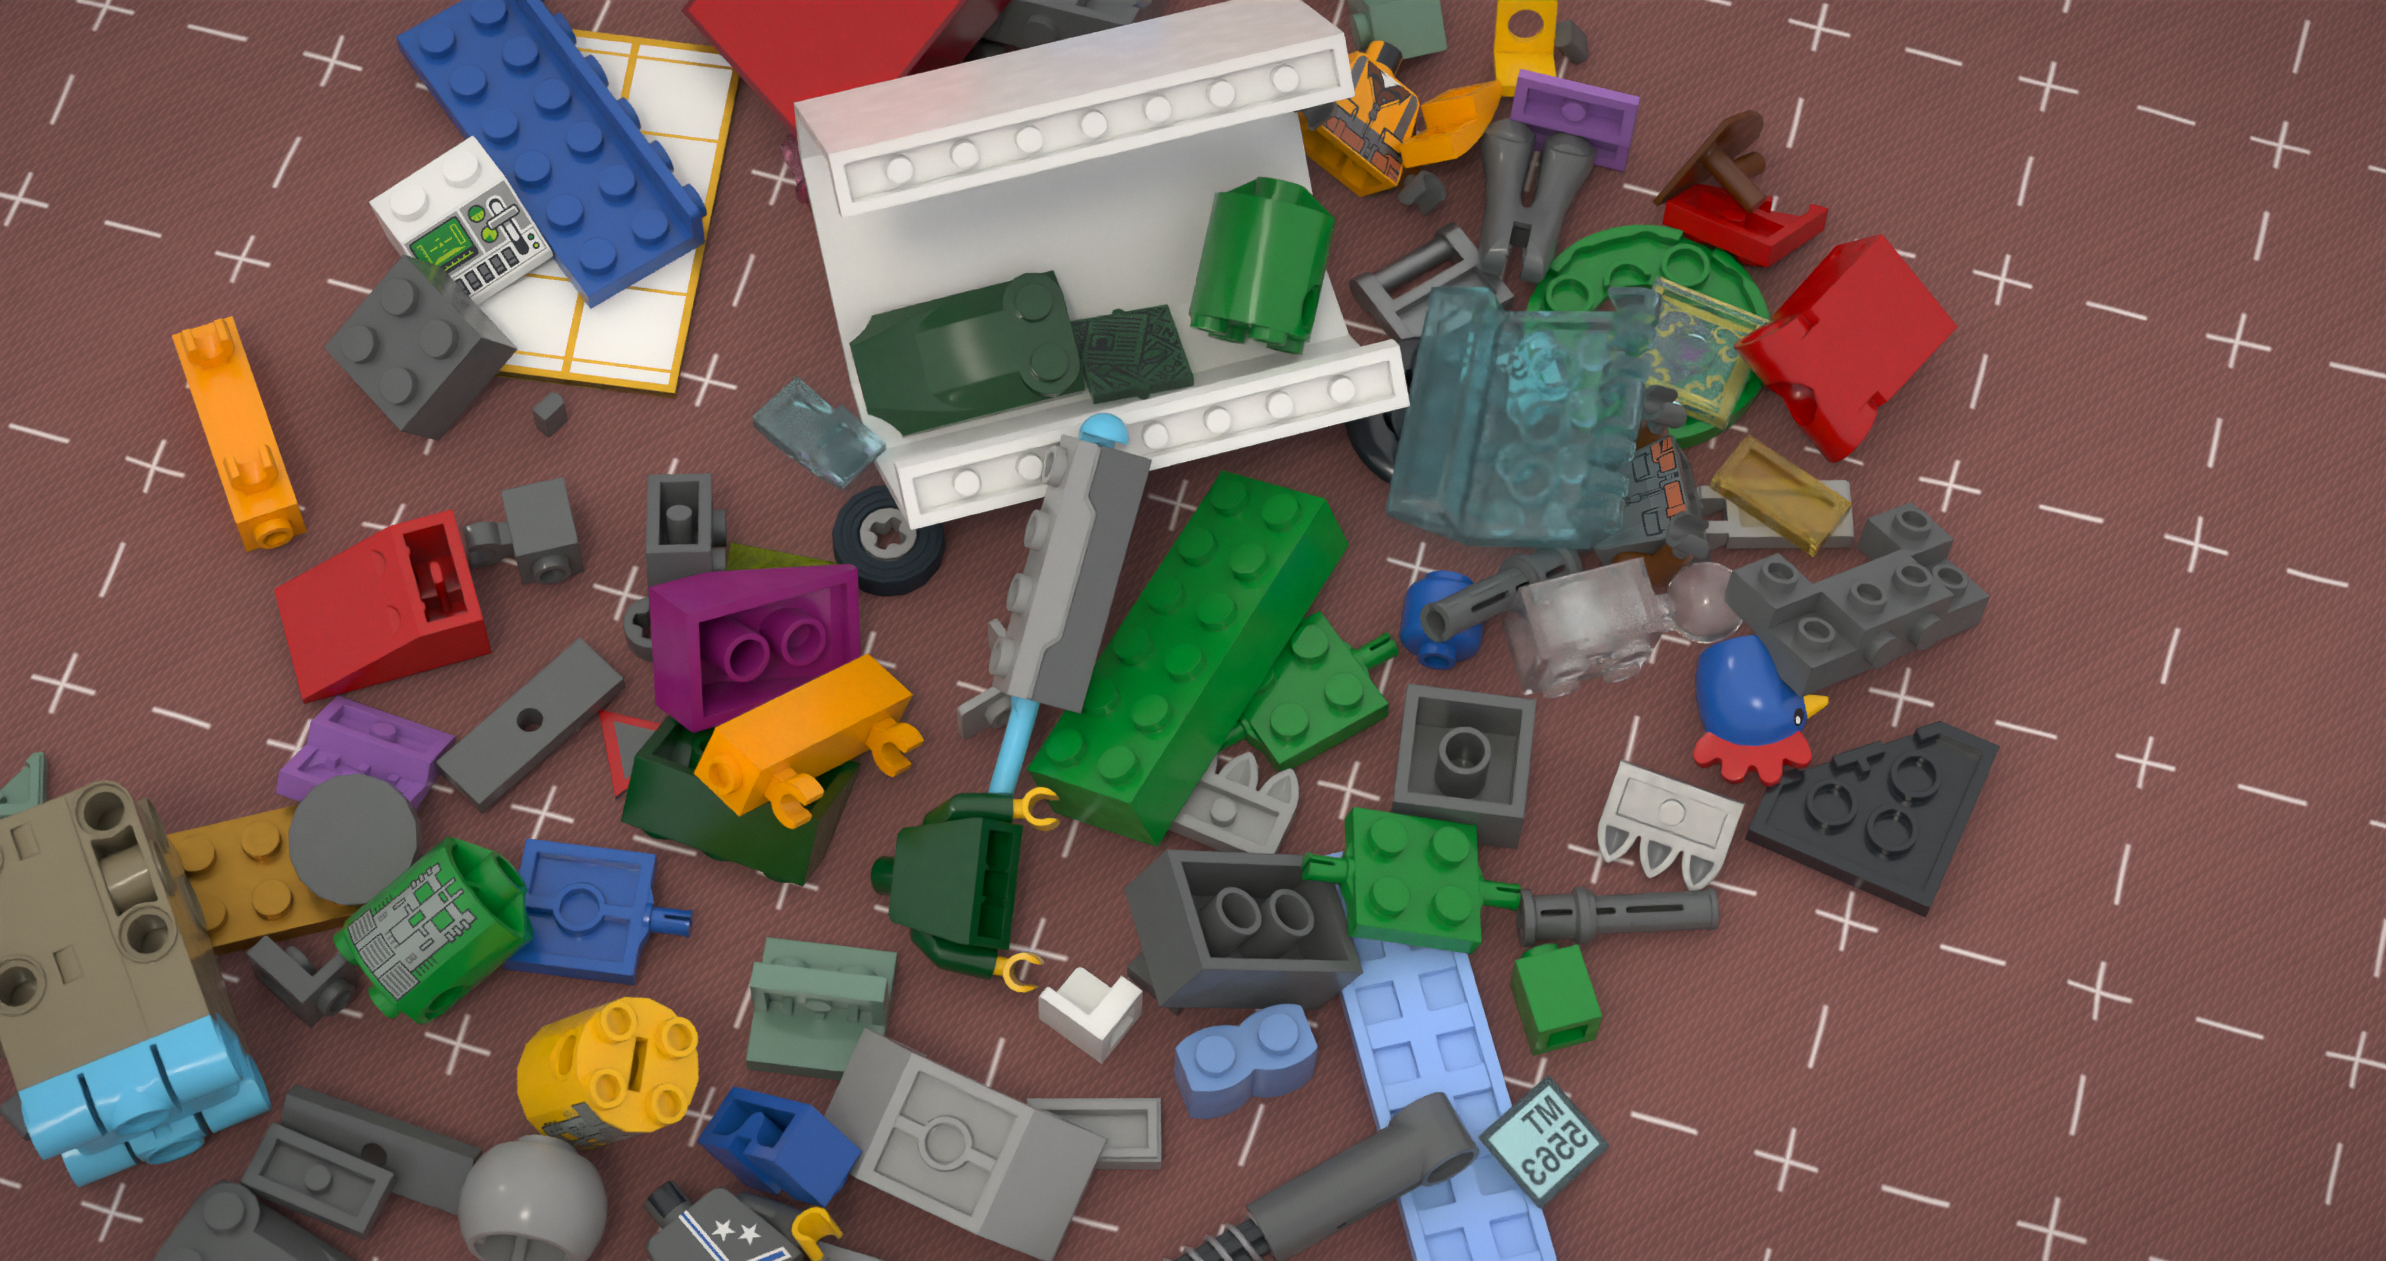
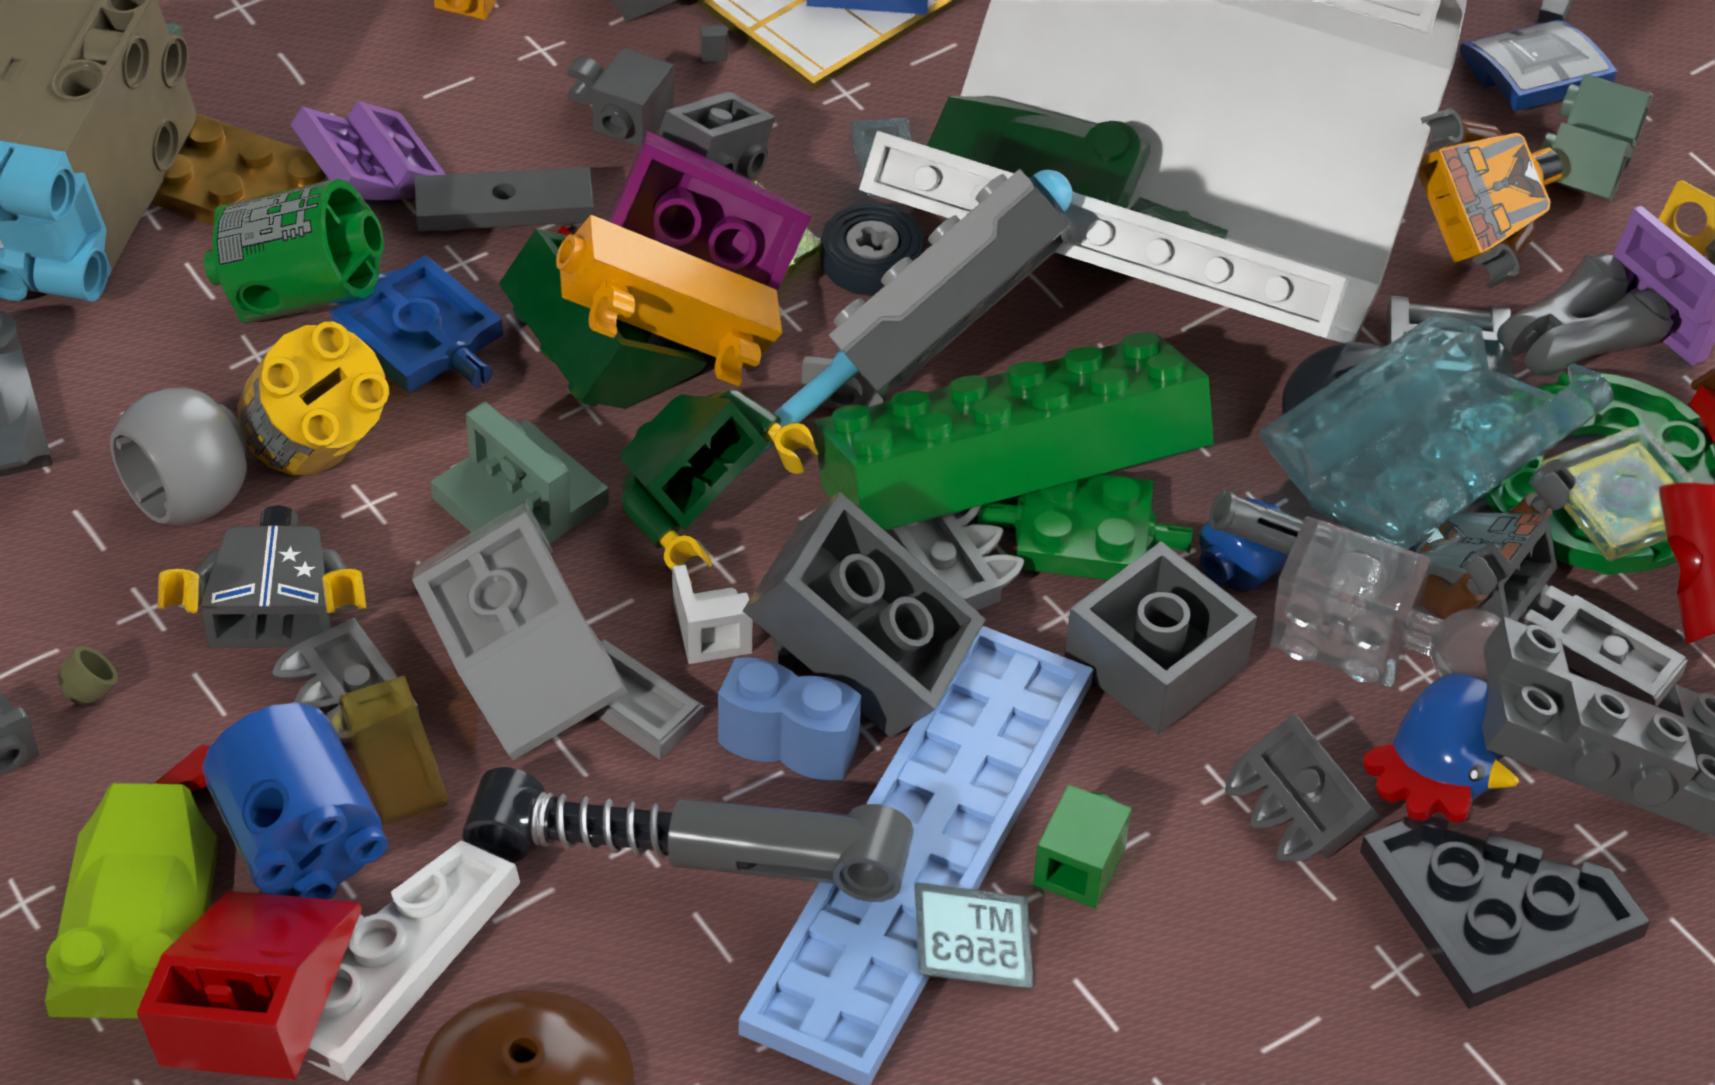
camera: 40 degrees right, 15 degrees down
(299, 985) = (186, 239): dark grey bracket -> none
(318, 1181) = (66, 356): dark grey plate -> none
(353, 838) = (305, 156): dark grey tile -> none
(383, 610) = (485, 76): red slope -> none
(425, 1163) = (117, 350): dark grey tile -> none
(779, 1146) = (383, 531): blue brick -> none
(1263, 265) = (1317, 210): green cylinder -> none
(1411, 880) = (1037, 676): green plate -> none
(1453, 123) = (1561, 235): light orange slope -> none
(1584, 915) = (1166, 809): dark grey pin -> none
(1780, 495) = (1614, 628): clear yellow tile -> none

